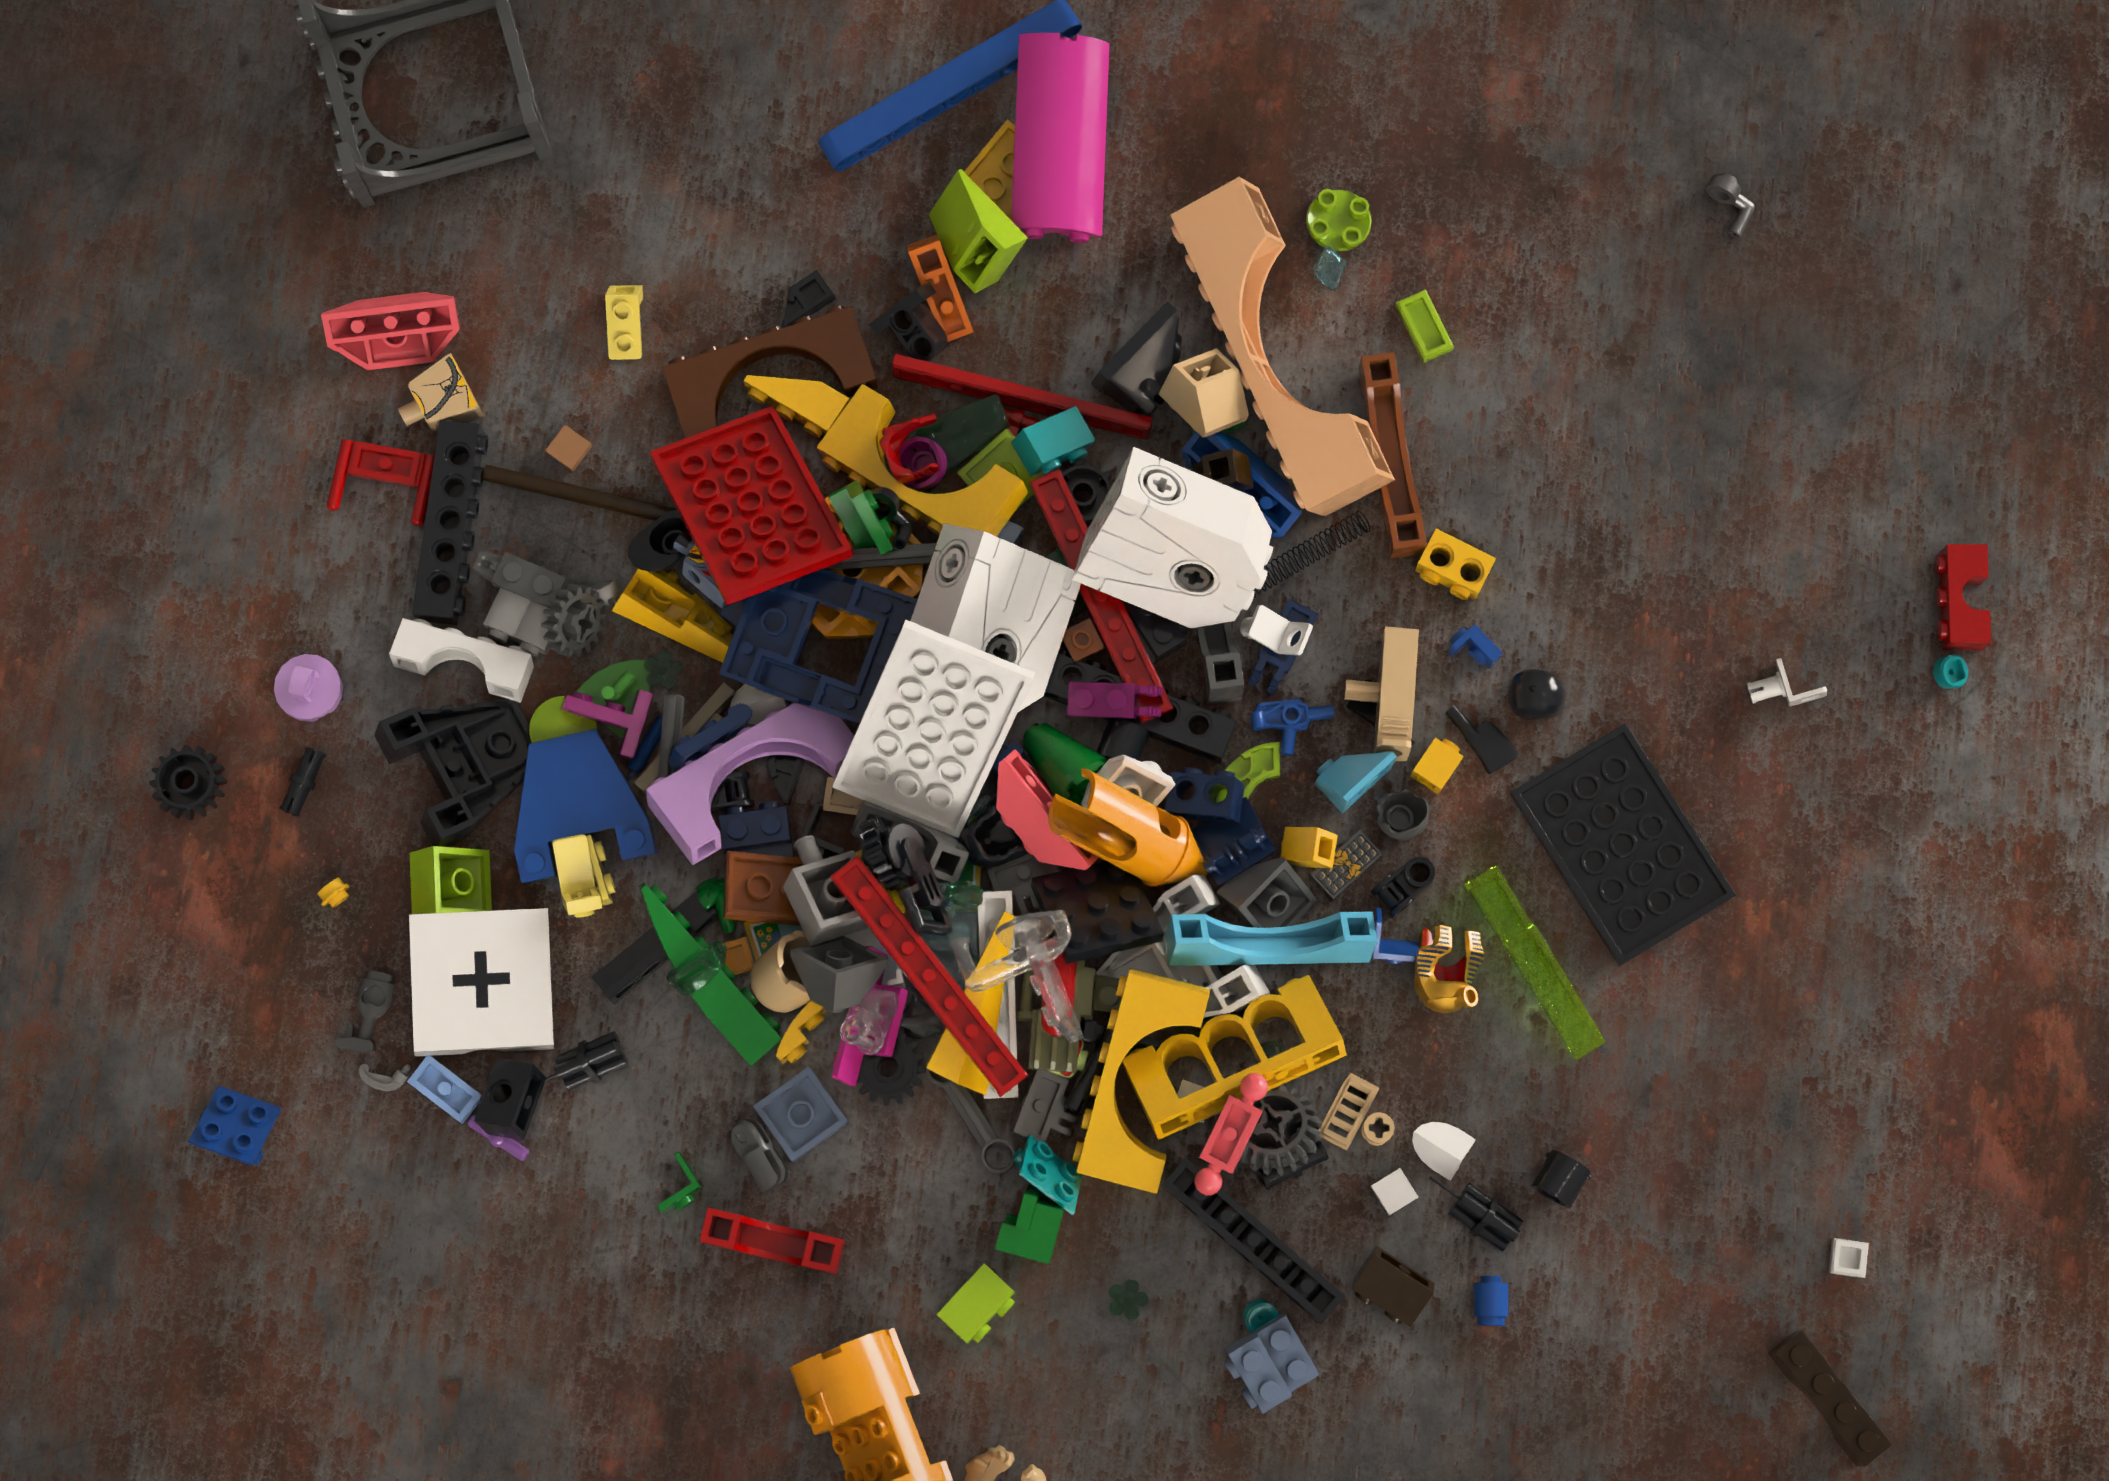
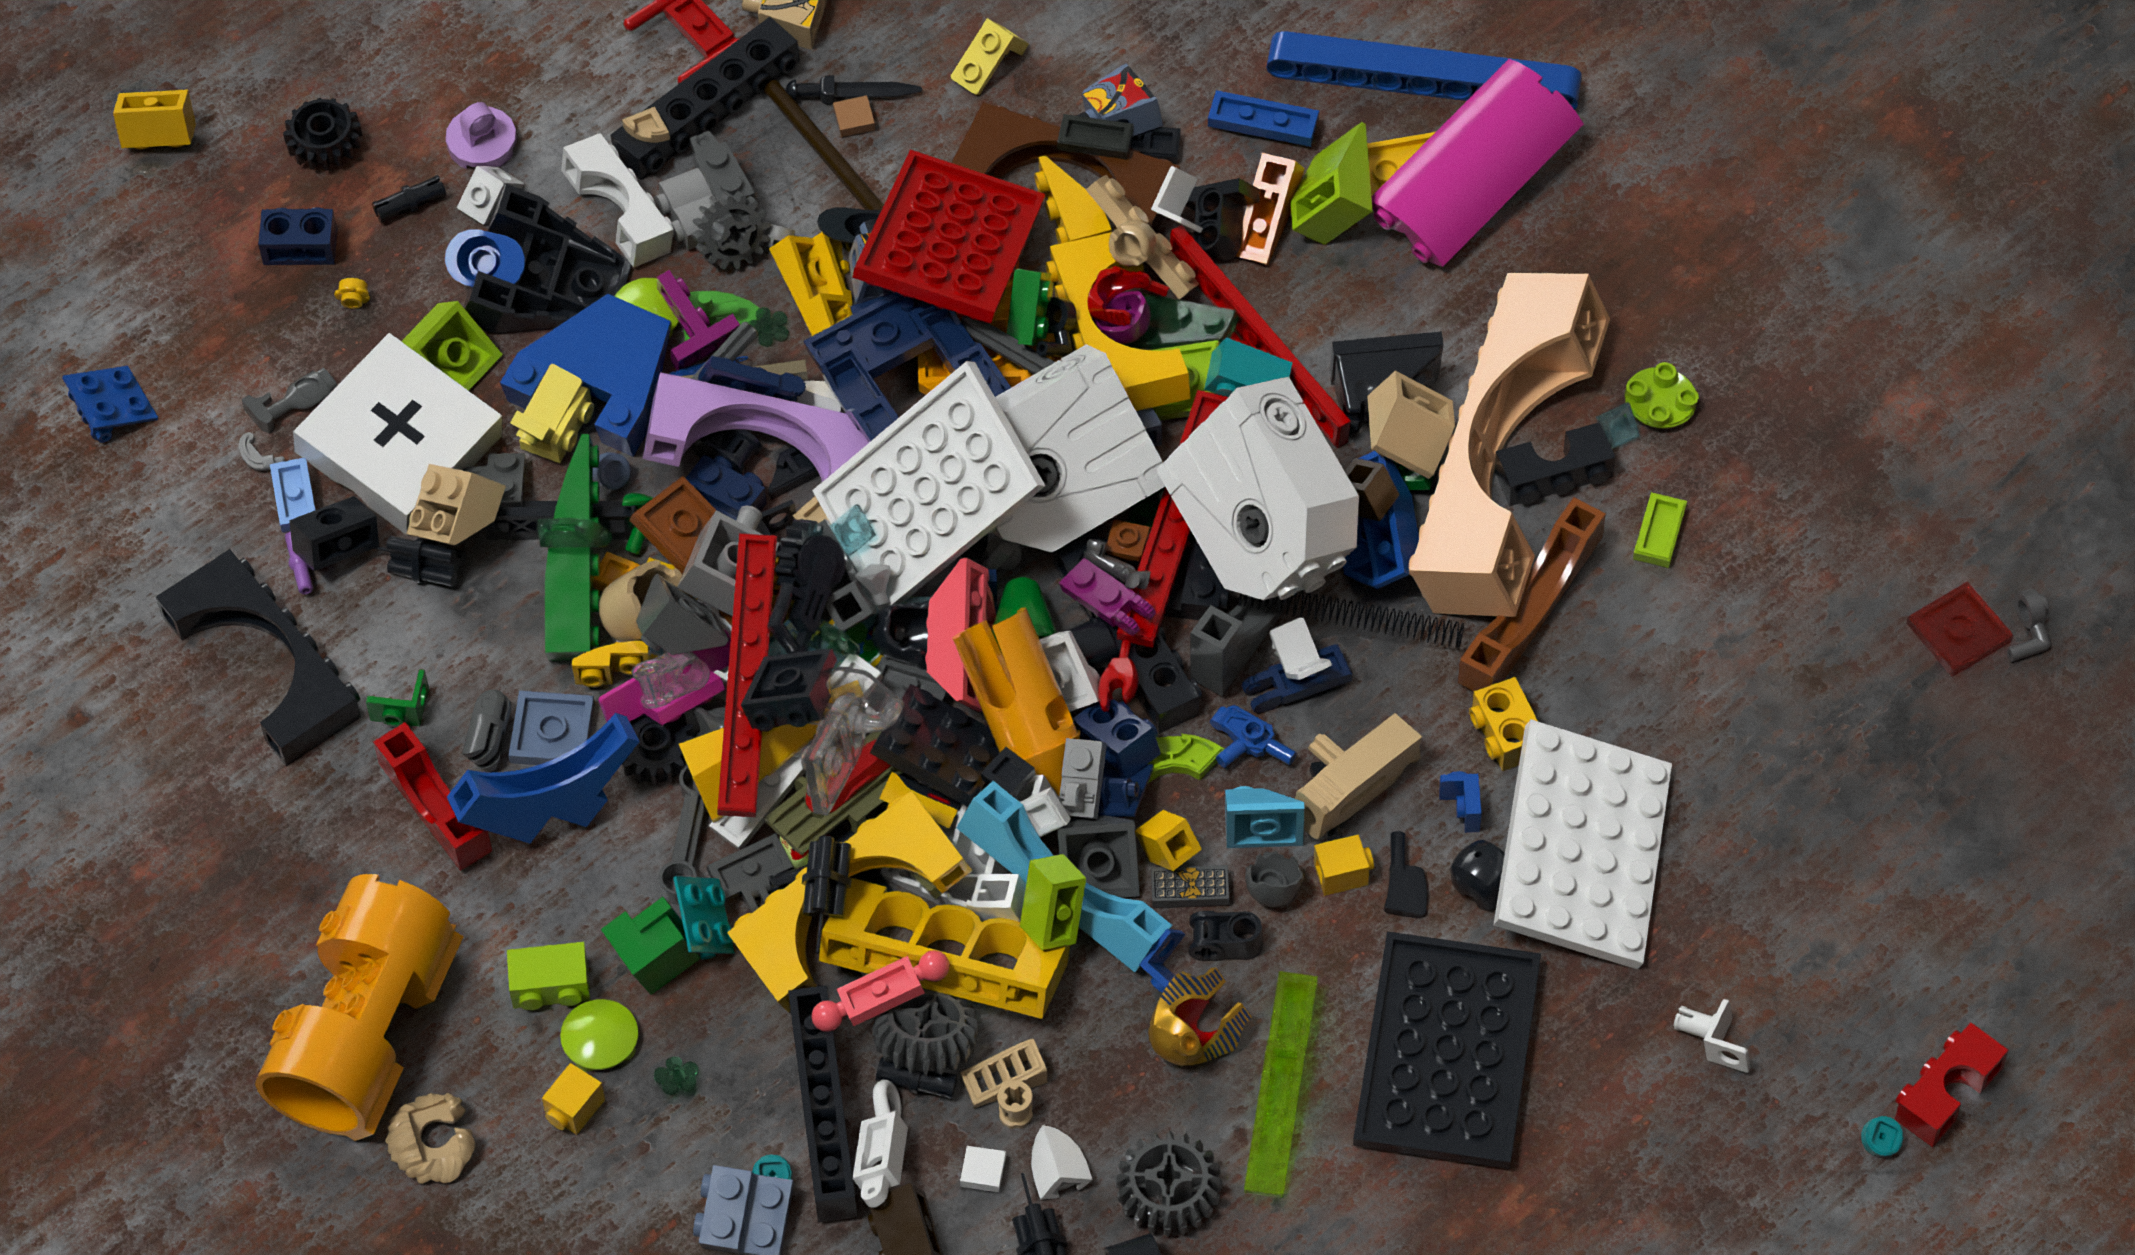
camera: 40 degrees right, 20 degrees down
(50, 875) = (154, 119): none -> yellow brick
(255, 888) = (304, 236): none -> dark blue brick
(356, 729) = (484, 192): none -> white bracket
(413, 789) = (484, 252): none -> blue piece
(435, 586) = (646, 126): none -> tan tile
(473, 1207) = (229, 595): none -> black arch
(531, 440) = (829, 89): none -> black sword
(585, 959) = (507, 470): none -> dark grey hinge
(585, 1011) = (453, 505): none -> tan slope
(662, 877) = (612, 471): none -> sand blue tile
(760, 290) = (1122, 99): none -> torso
(771, 331) = (1095, 136): none -> pearl dark grey tile
(864, 1165) = (564, 788): none -> blue arch
(869, 214) = (1263, 118): none -> blue plate
(872, 339) = (1174, 196): none -> white bracket
(883, 395) = (1136, 241): none -> tan plate
(891, 796) = (853, 530): none -> clear light blue slope
(941, 822) = (875, 580): none -> light grey rock
(981, 970) = (789, 689): none -> black plate
(1048, 1315) = (599, 1035): none -> lime dish
(1078, 1381) = (572, 1099): none -> yellow brick
(1098, 670) = (1117, 568): none -> flat silver arm
(1116, 963) = (936, 803): none -> yellow sticker
(1124, 1086) = (826, 880): none -> black piece
(1169, 751) = (1119, 674): none -> red hand
(1170, 896) = (1008, 772): none -> black plate
(1221, 856) = (1082, 777): none -> light grey hinge
(1221, 904) = (1045, 812): none -> white tile
(1289, 969) = (1052, 902): none -> lime brick
(1302, 359) = (1529, 477): none -> black arch
(1320, 1238) = (880, 1140): none -> white piece
(1539, 1112) = (1135, 1181): none -> dark grey gear
(1586, 618) = (1583, 844): none -> white plate
(1685, 241) = (1959, 629): none -> clear red tile

